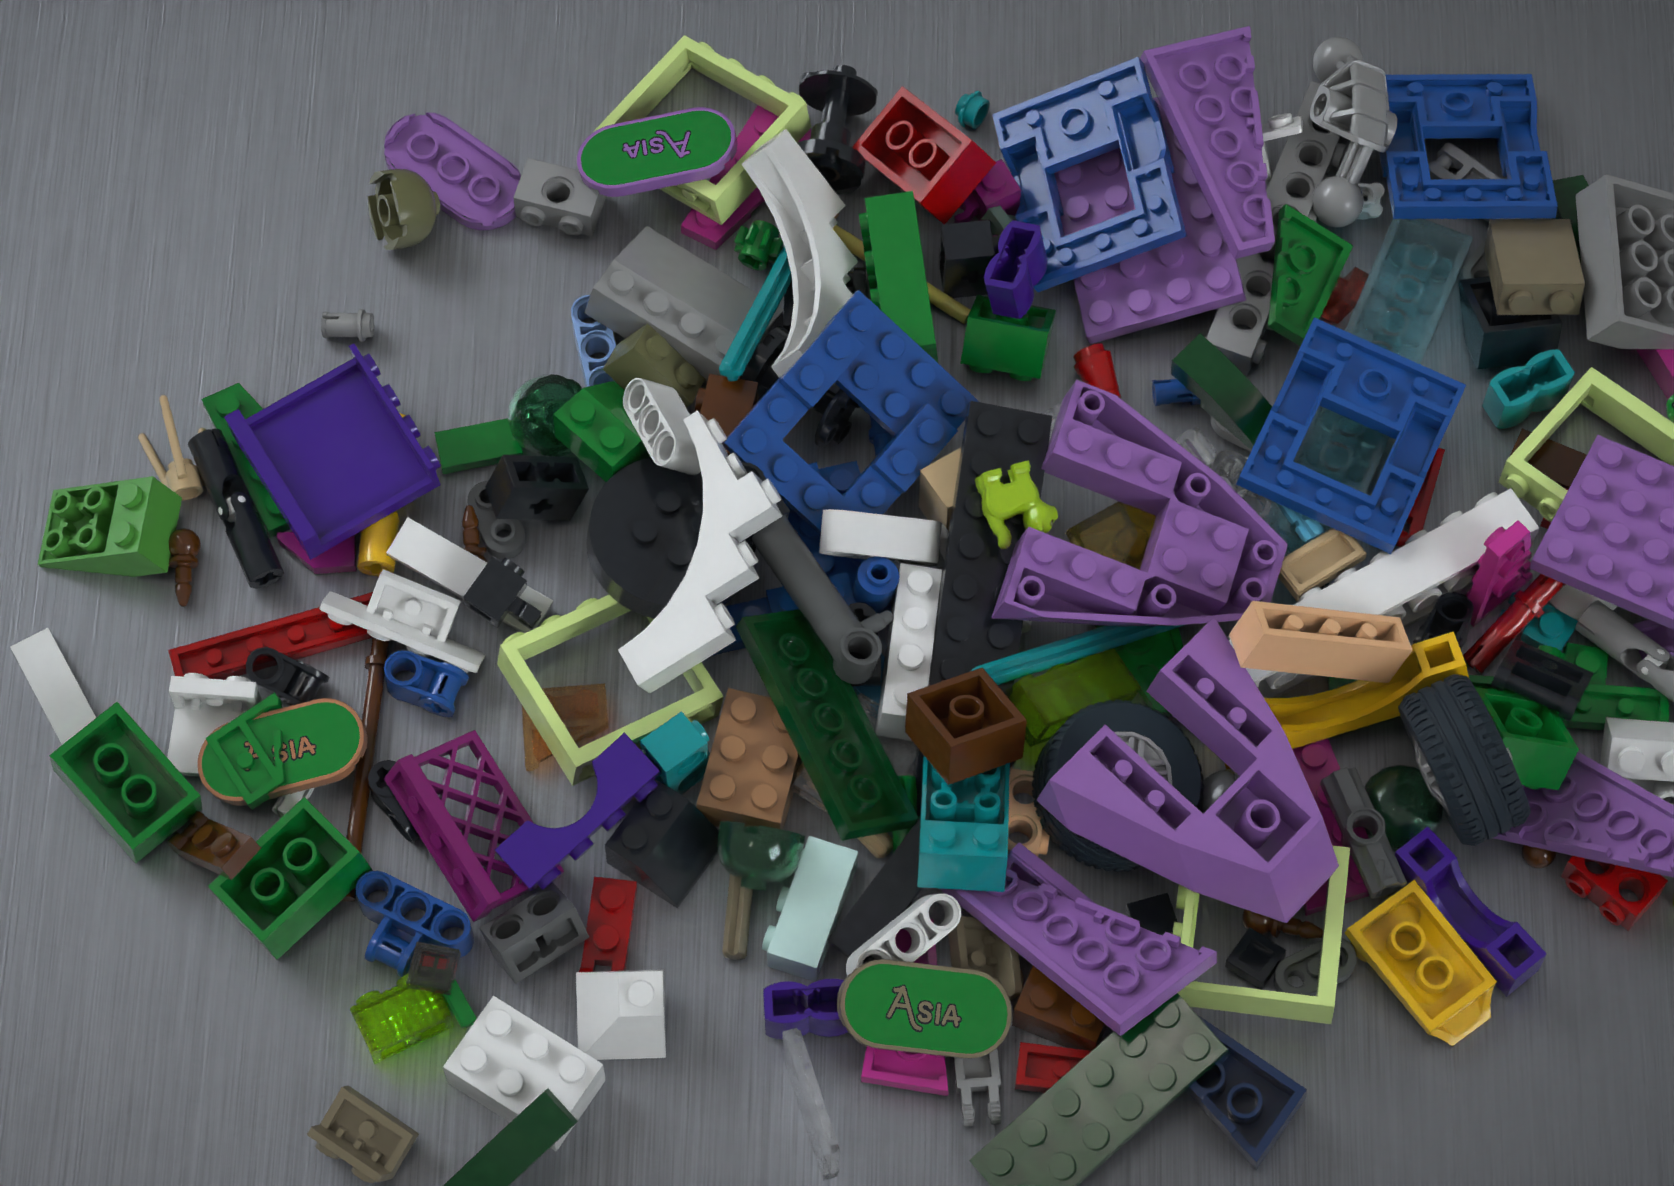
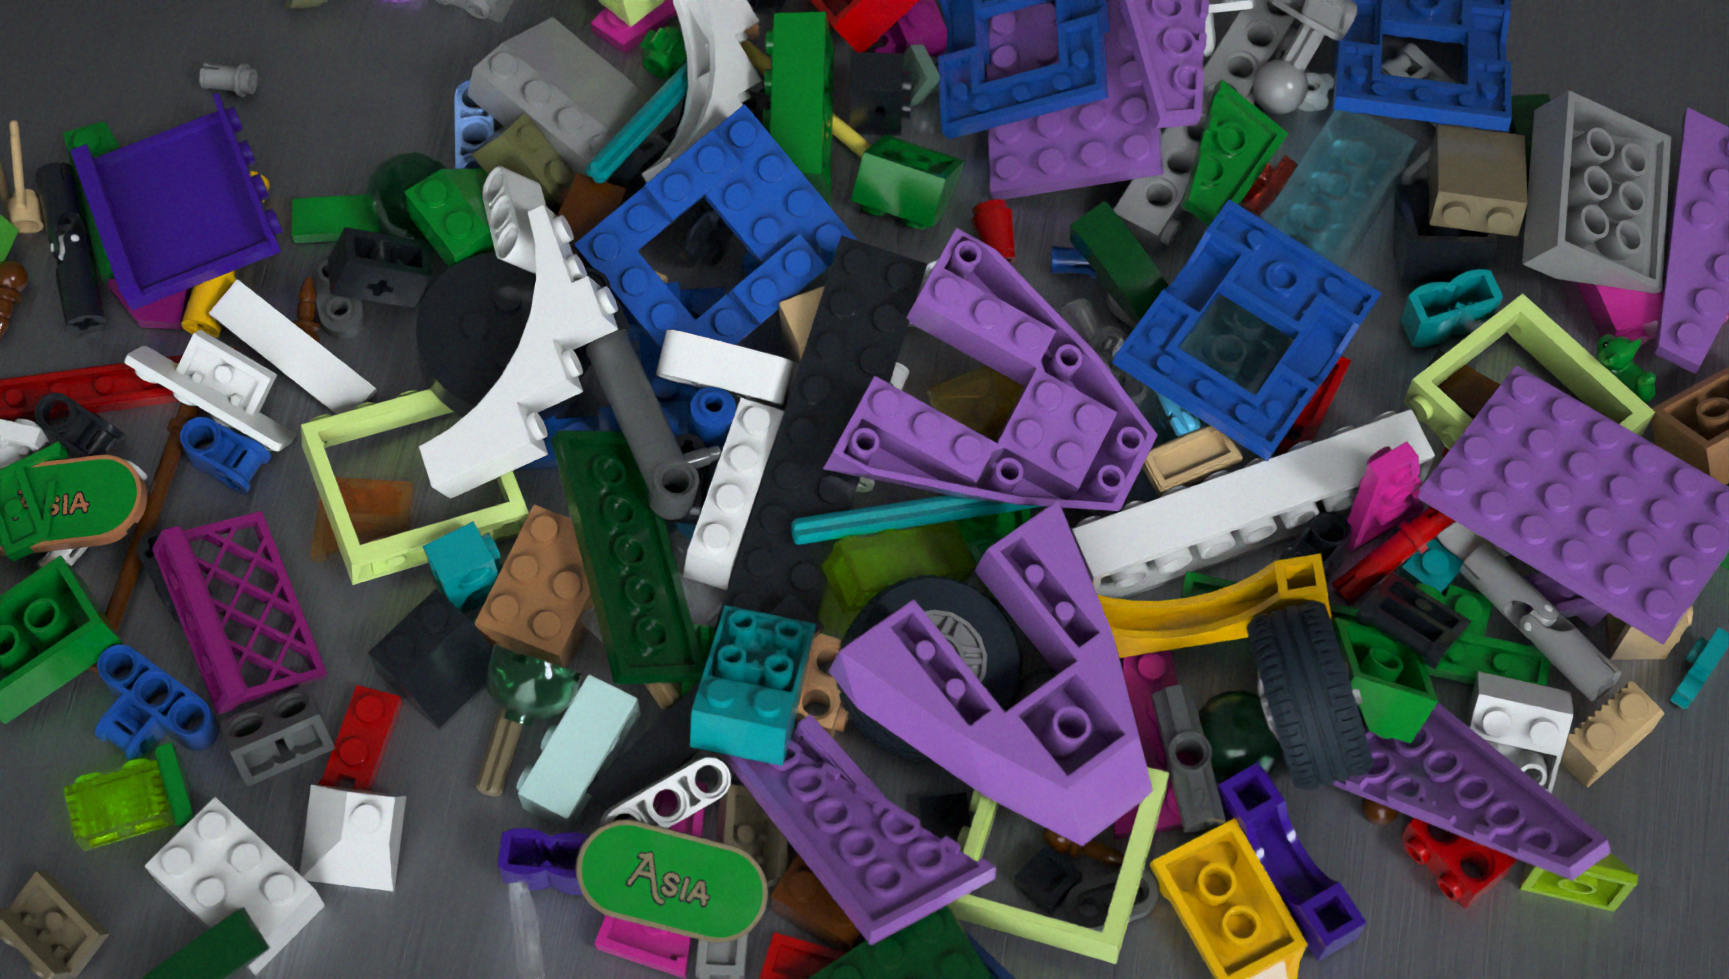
camera: 10 degrees right, 0 degrees up
(433, 968) = (158, 758): clear smoke tile -> none
(499, 592) = (315, 372): black brick -> none
(537, 851) = (394, 581): dark purple arch -> none
(965, 725) = (769, 580): reddish brown brick -> none
(1013, 498) = (865, 345): lime animal -> none
(1016, 269) = (922, 109): dark purple brick -> none
(1320, 642) = (1169, 544): light nougat brick -> none

